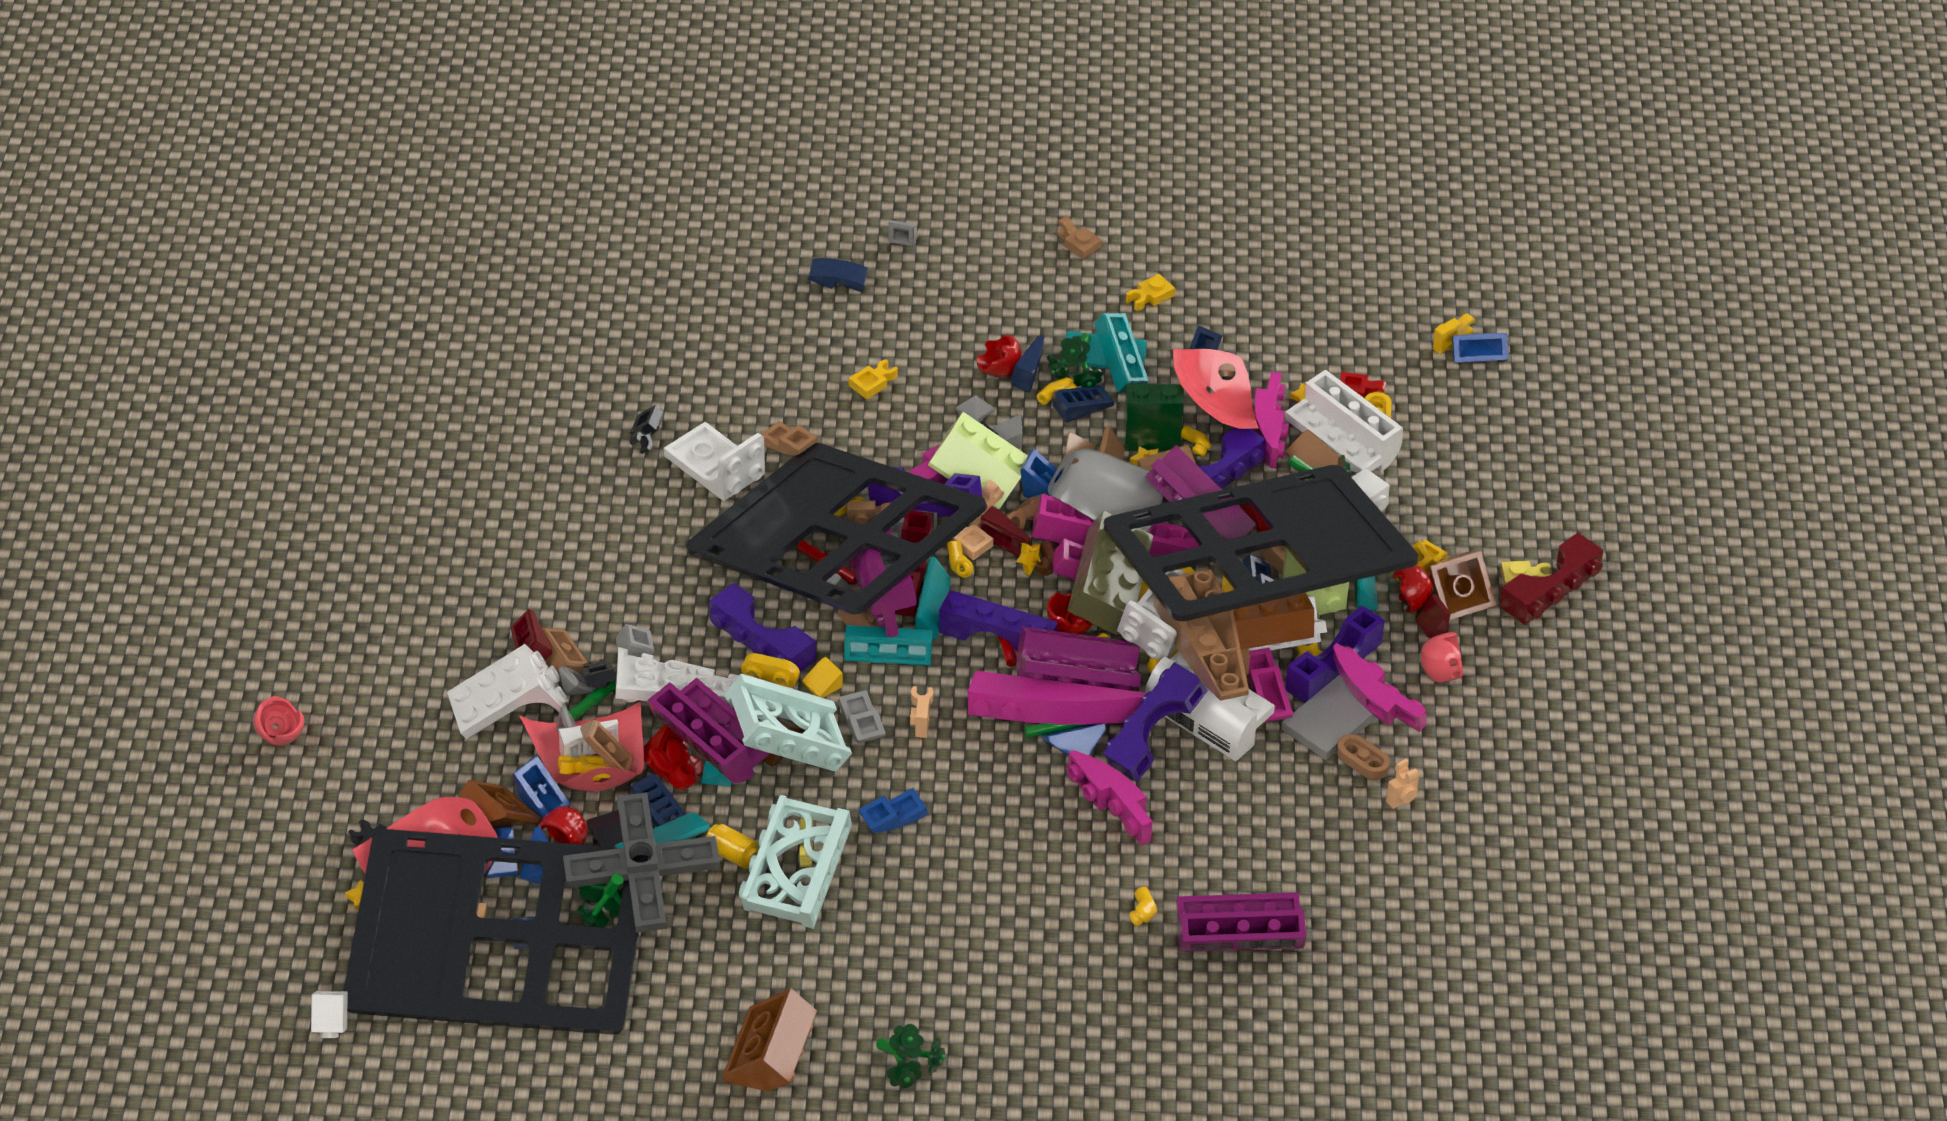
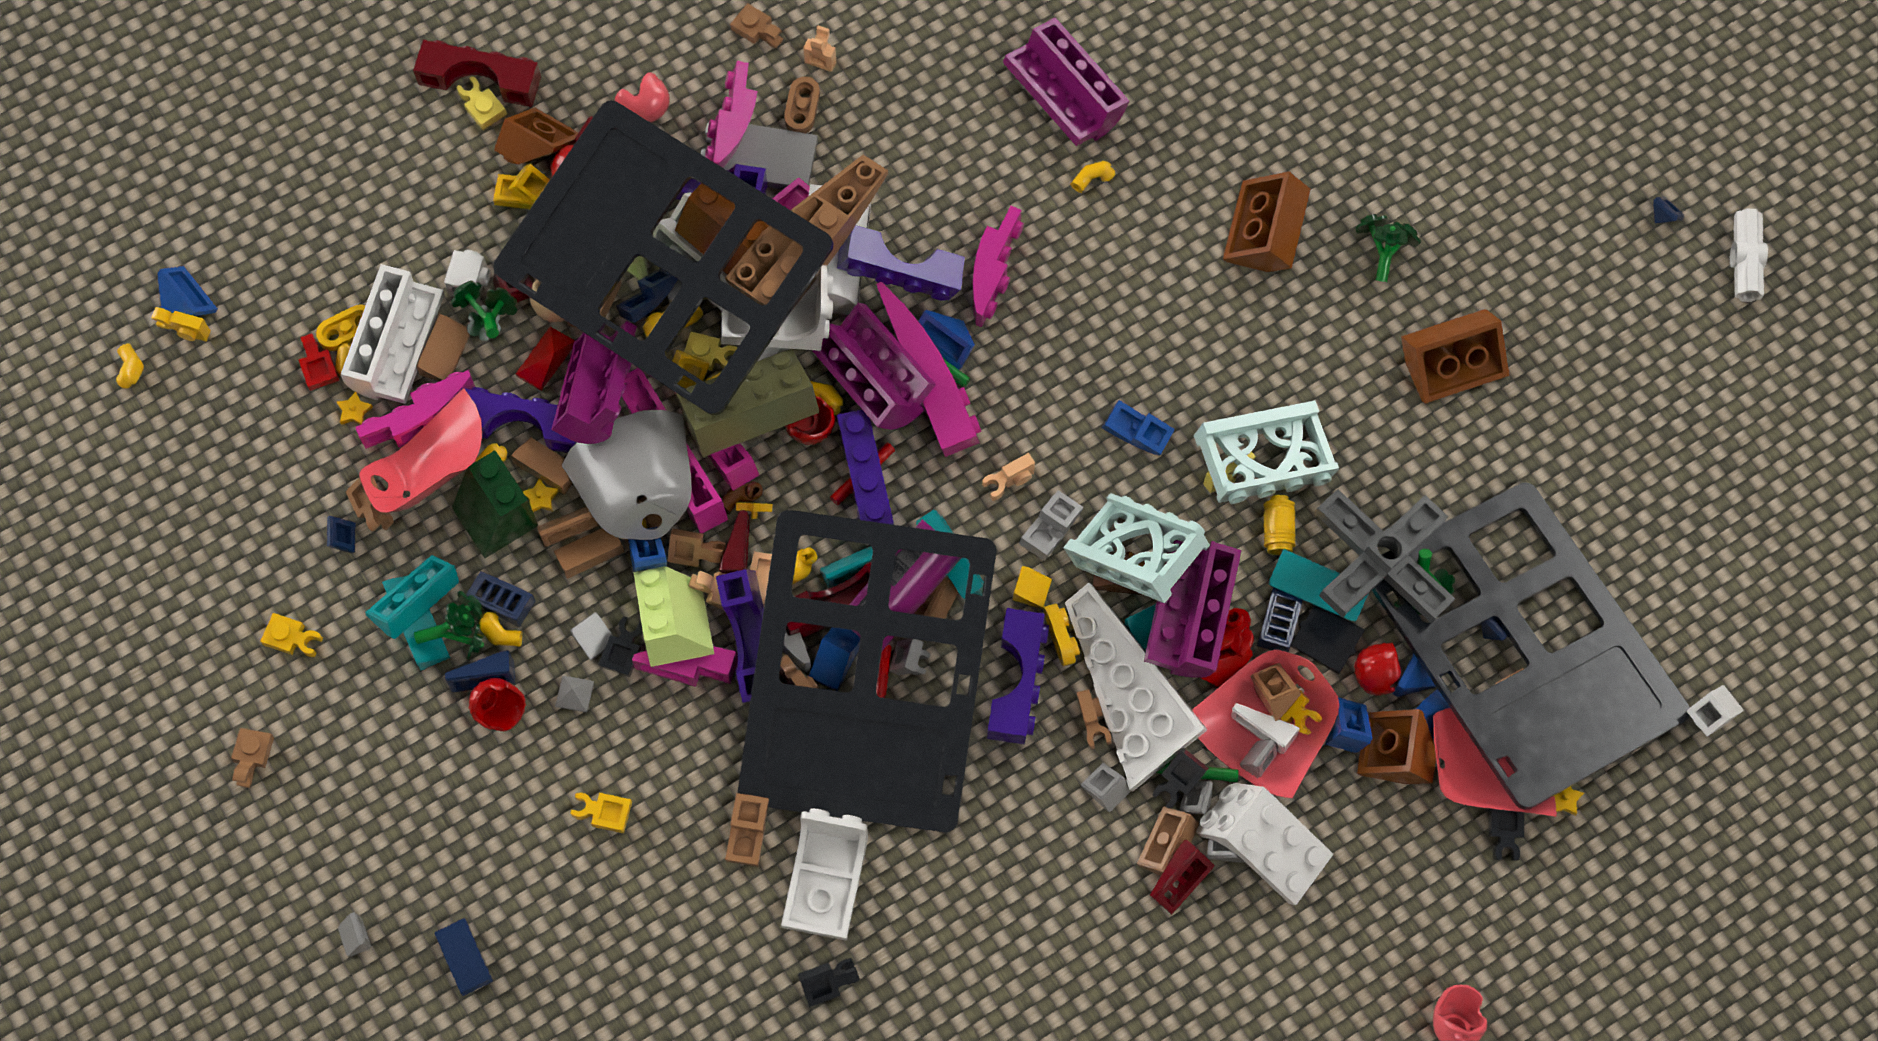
camera: 125 degrees left, 25 degrees up
(691, 651) = (1090, 711): none -> medium nougat plate
(995, 990) = (1267, 222): none -> dark orange slope
(1439, 299) = (132, 367): none -> yellow arm
(1467, 768) = (754, 25): none -> medium nougat plate

